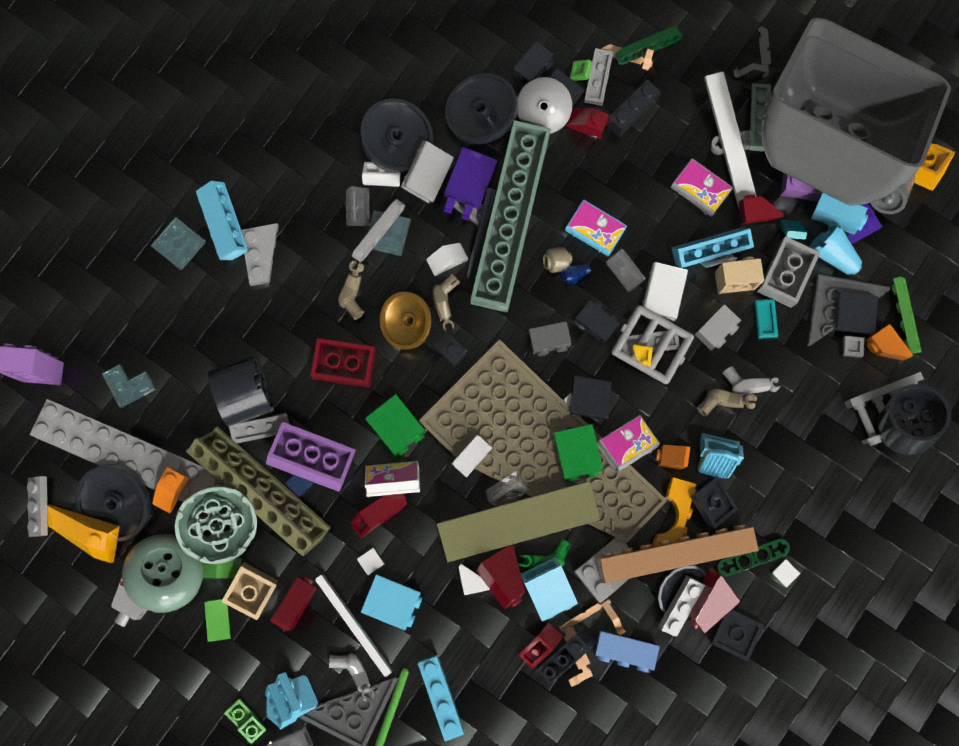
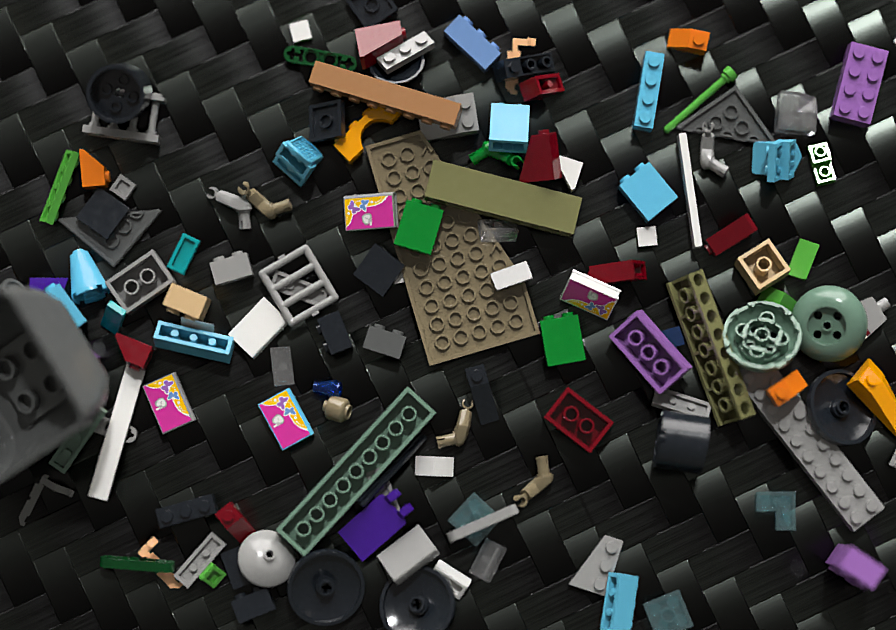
camera: 150 degrees left, 5 degrees up
(396, 320) = (511, 431): pearl gold dish -> none
(606, 605) = (467, 82): light nougat piece -> none
(643, 354) = (313, 280): yellow tile -> none
(673, 456) = (338, 179): orange slope -> none

